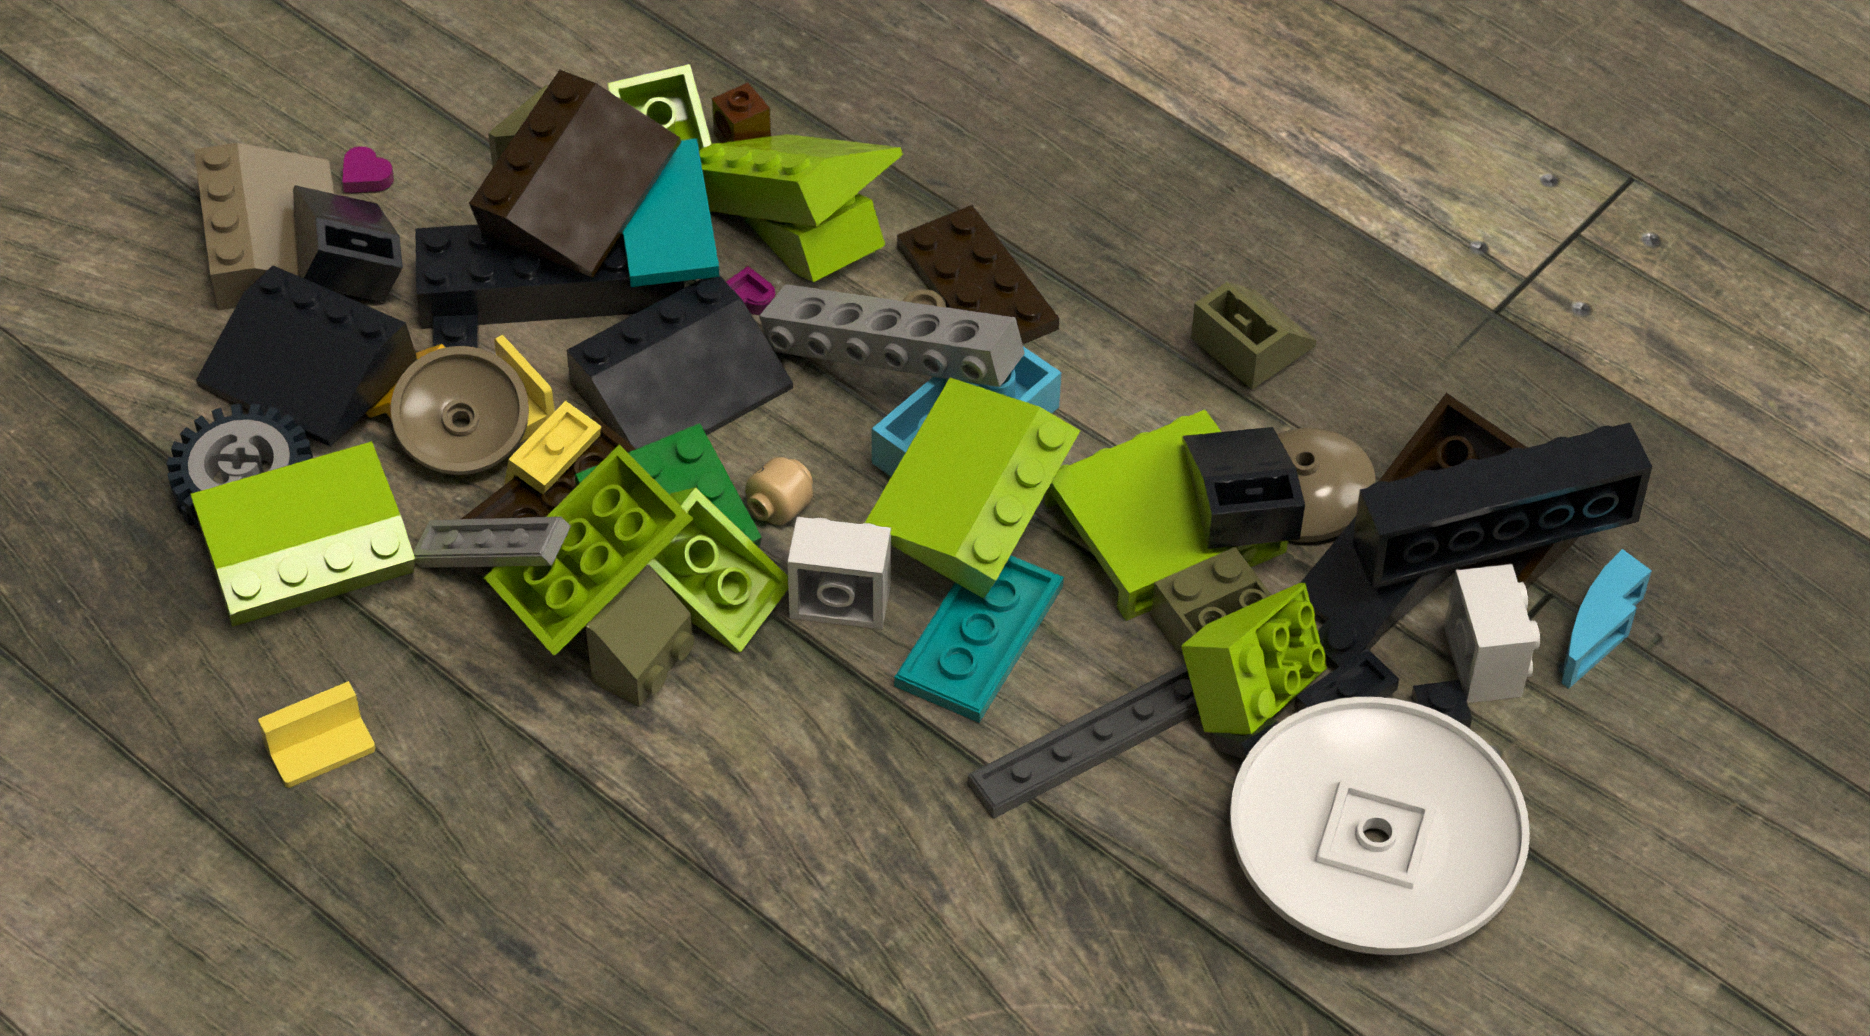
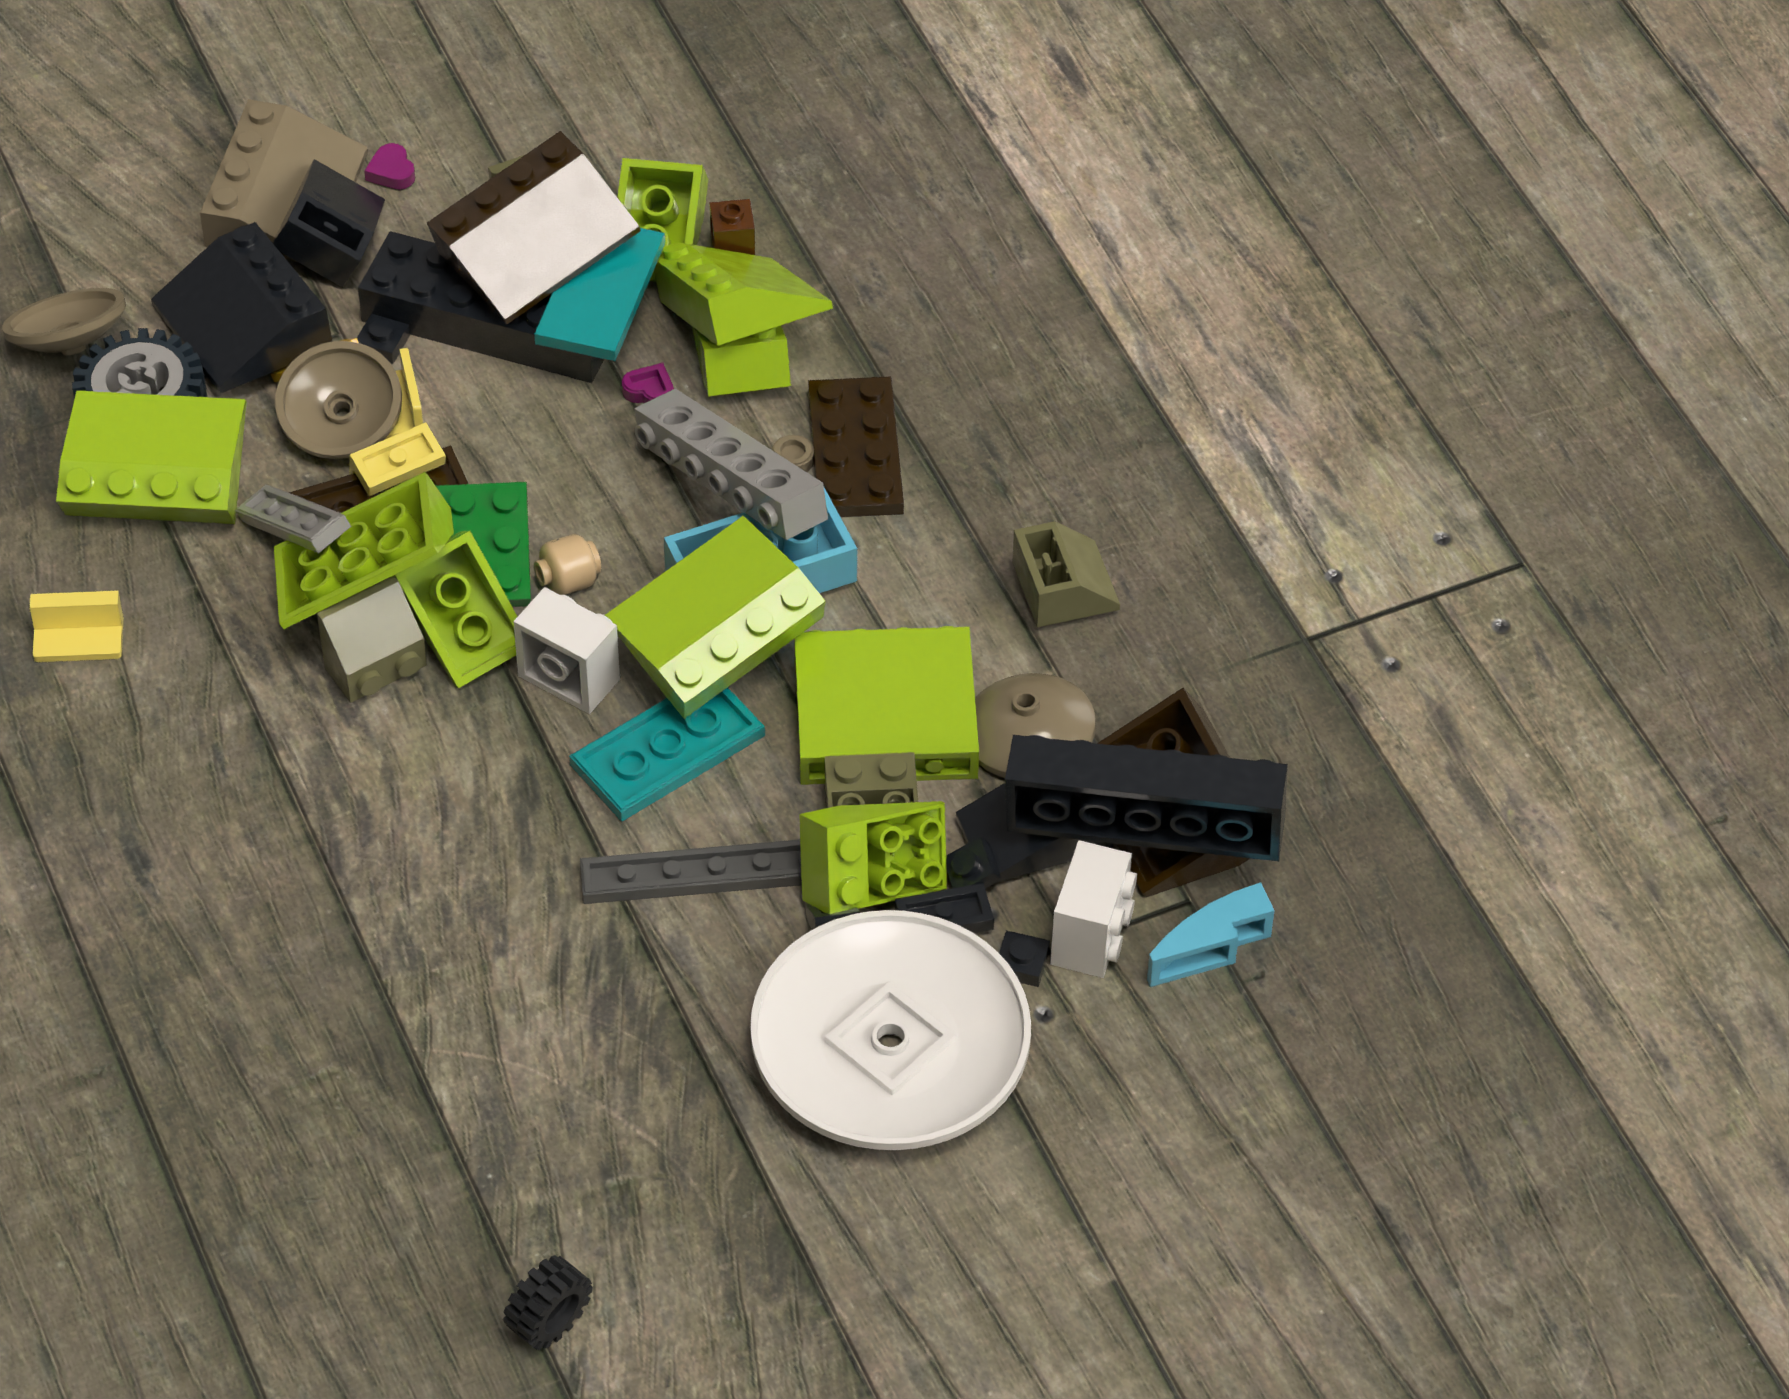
camera: 25 degrees right, 0 degrees up
(127, 428) = (65, 320): none -> dark tan dish
(678, 365) = (549, 427): black slope -> none
(1244, 487) = (947, 703): black slope -> none

